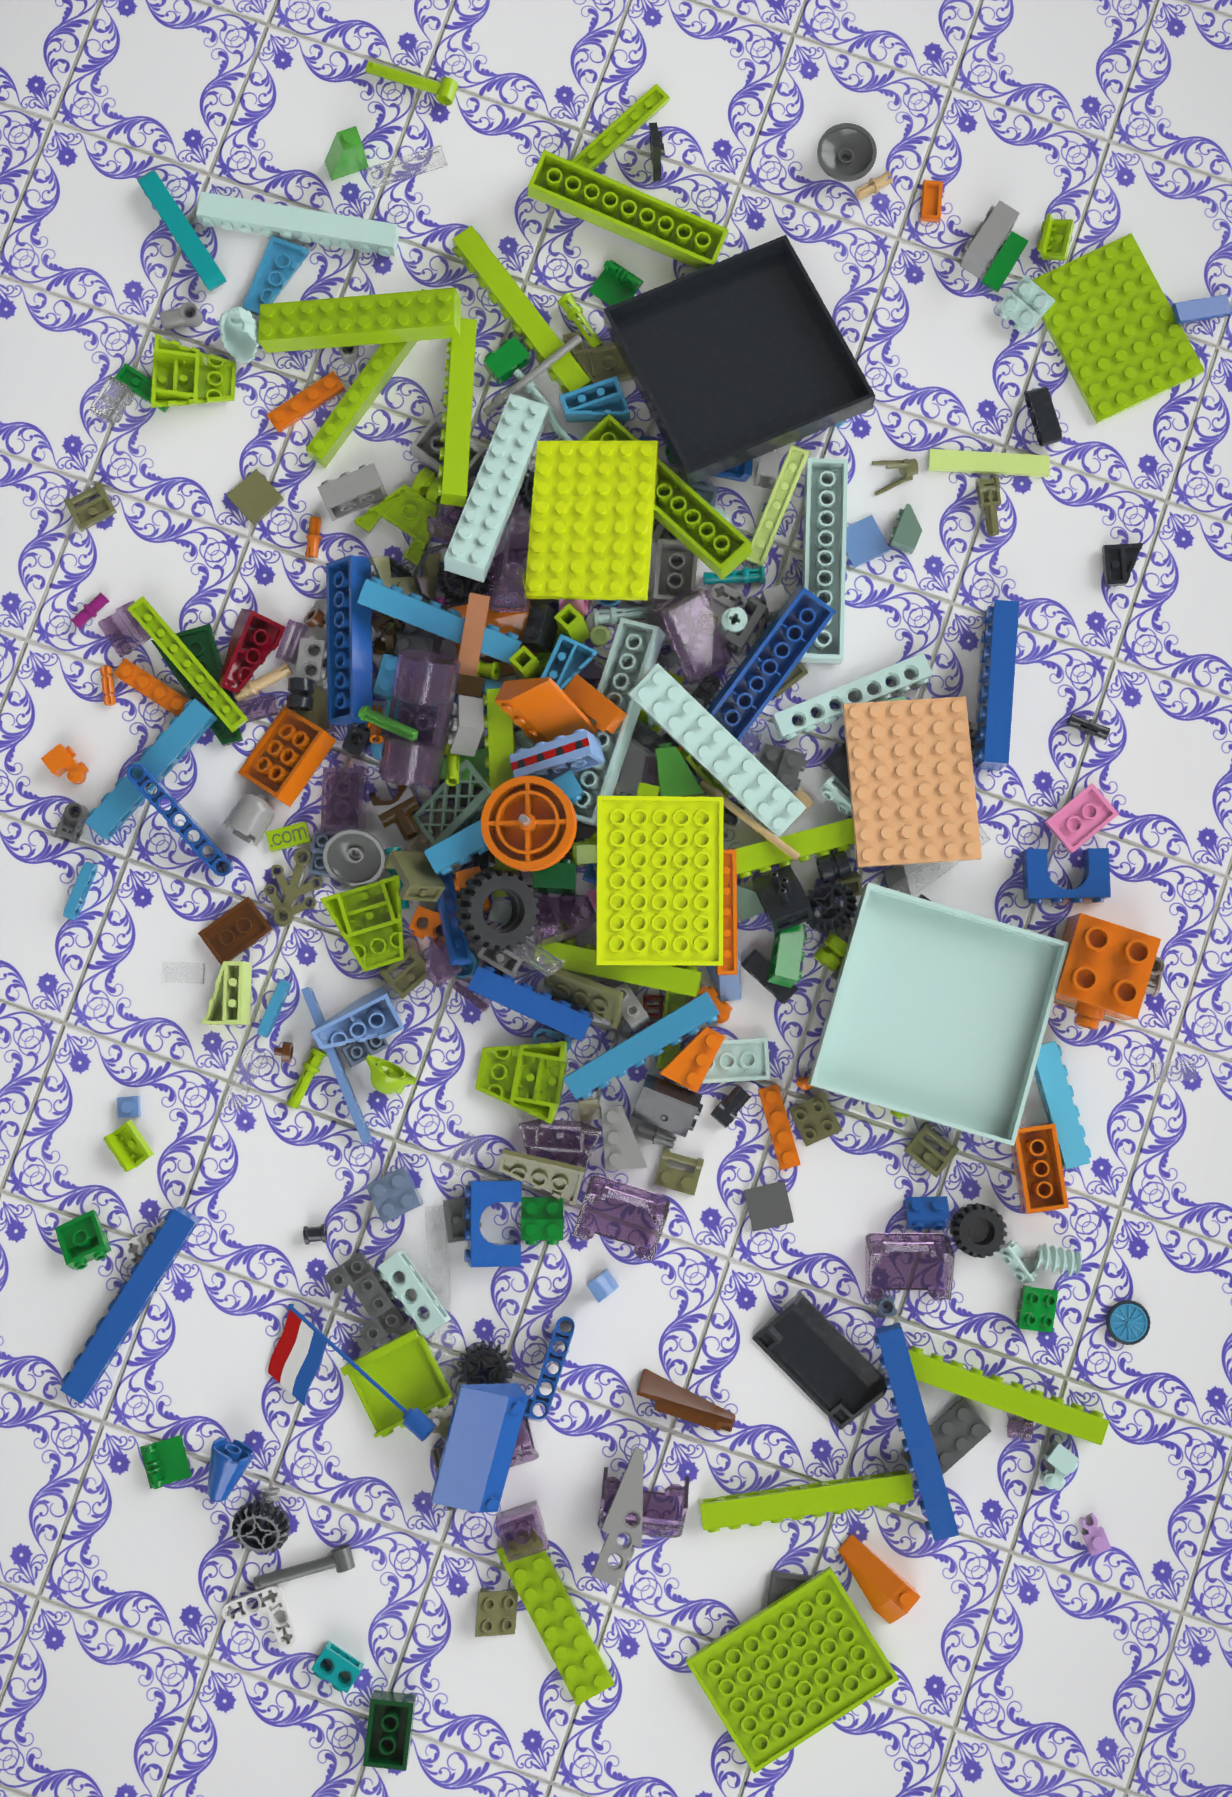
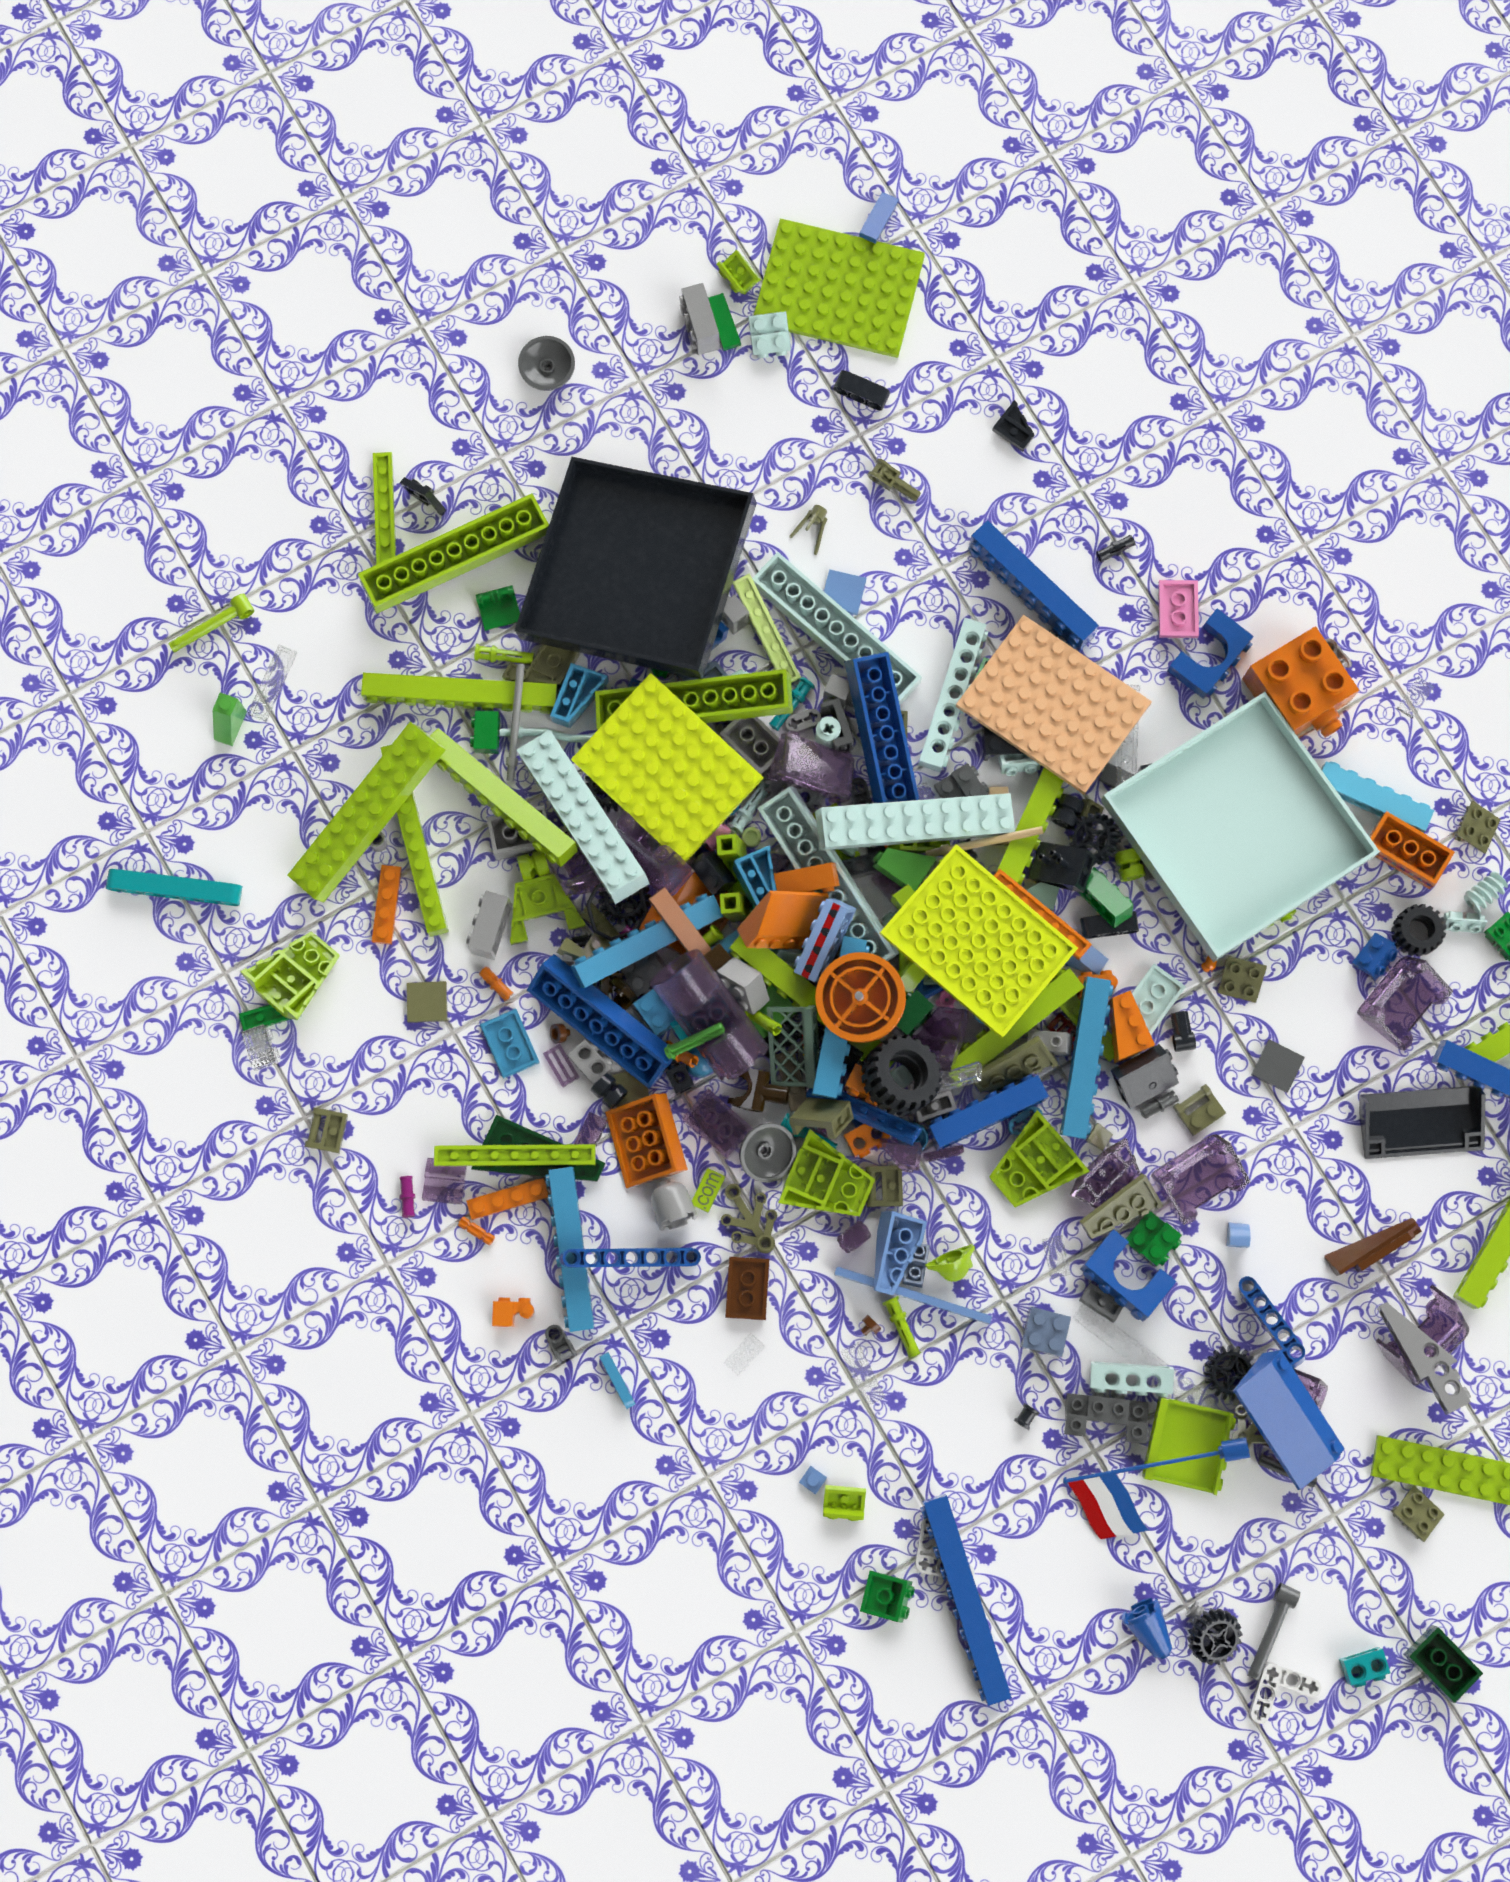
camera: 45 degrees left, 5 degrees down
(165, 1462) = (1106, 1672): green hinge -> none
(180, 317) = (240, 945): light grey piece -> none
(231, 996) = (795, 1330): yellowish green wedge -> none
(239, 333) = (296, 909): light aqua piece -> none
(249, 645) = (537, 1095): dark red wedge -> none
(254, 686) = (574, 1112): tan pin -> none
(274, 272) = (267, 845): dark azure wing -> none
(274, 1008) = (830, 1307): dark azure beam -> none
(276, 587) = (509, 1043): none -> dark azure tile
(298, 224) = (246, 797): light aqua brick -> none
(318, 844) = (736, 1173): sand blue slope -> none
(343, 980) = (854, 1237): none -> clear purple gear
(522, 1531) = (1373, 1442): slope -> none
(620, 1144) = (1142, 1133): light grey wedge -> none
(779, 1127) = (1225, 1010): orange plate -> none
(873, 186) = (586, 365): tan axle -> none
(890, 1310) = (1426, 1041): sand blue plate -> none
(907, 532) = (864, 555): sand green slope -> none
(926, 1154) = (1334, 921): olive plate -> none
(931, 201) = (632, 334): orange tile -> none
(989, 463) = (861, 456): yellowish green tile -> none
(1108, 1209) = (1477, 827): none -> olive hinge

